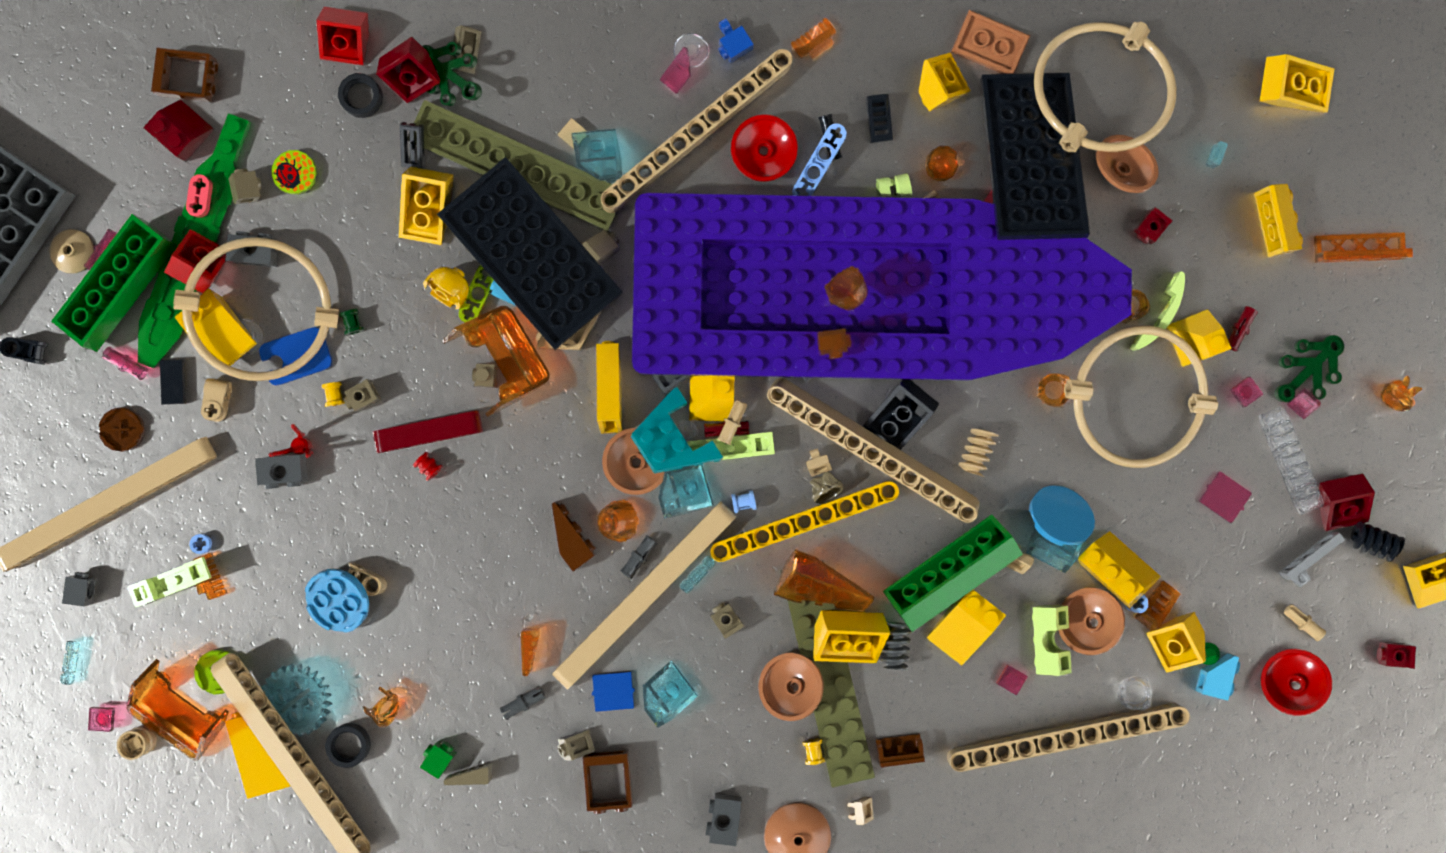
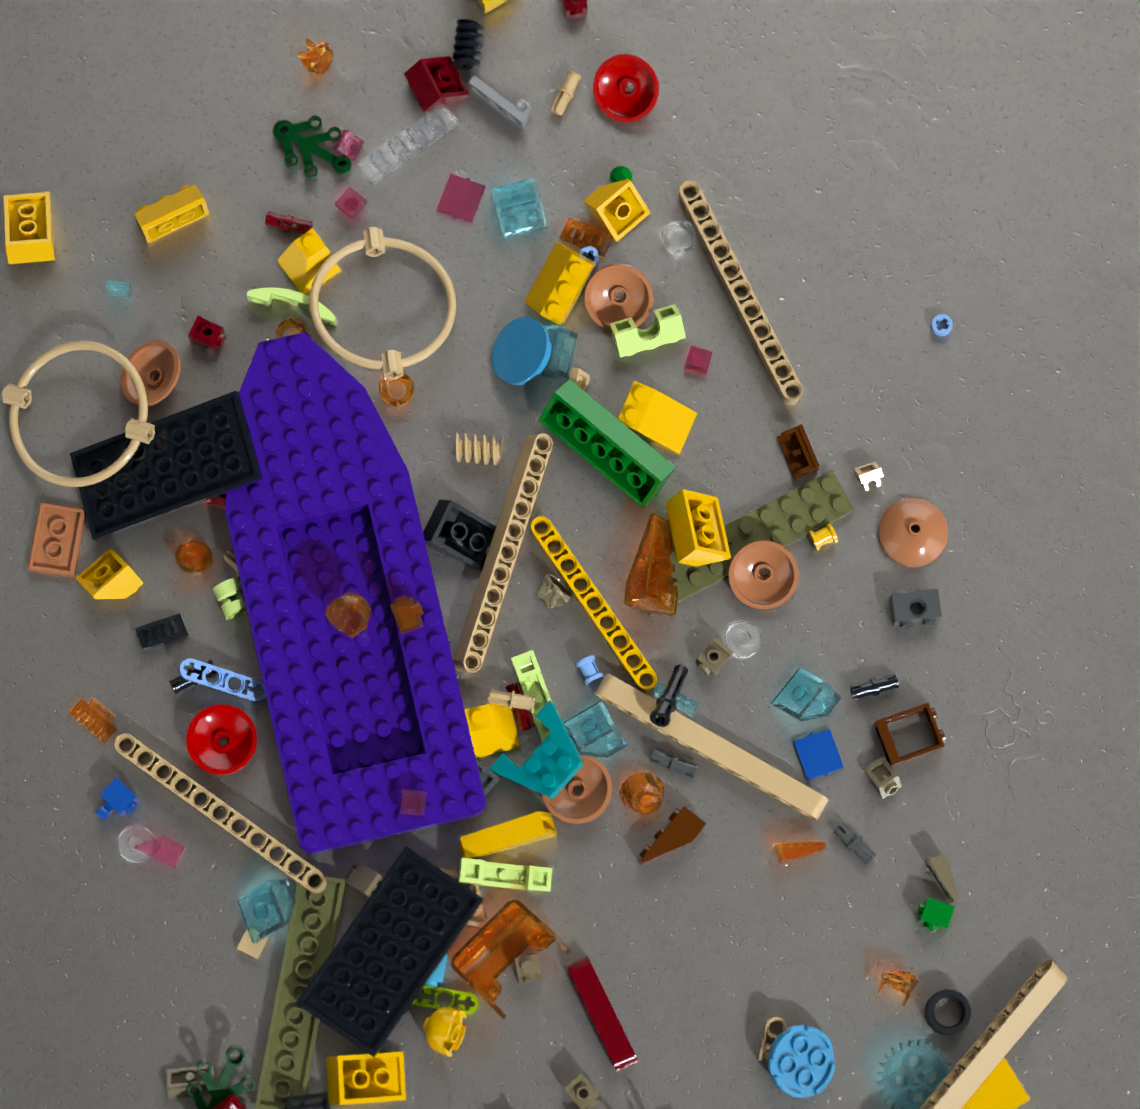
camera: 110 degrees left, 10 degrees down
(427, 466) = (637, 1004): red bush -> none
(574, 375) = (505, 875): none -> yellowish green slope
(654, 305) = (413, 802): none -> clear pink plate
(661, 760) = (874, 686): none -> black pin
(692, 564) = (667, 702): none -> black pin
(725, 651) = (740, 650): none -> clear piece
(818, 464) = (531, 605): tan tile -> none
(896, 646) = (696, 480): dark grey piece -> none
(1202, 549) = (519, 208): none -> clear light blue slope
(1218, 678) = (642, 162): medium azure slope -> none
(1363, 254) = (186, 124): clear orange fence -> none

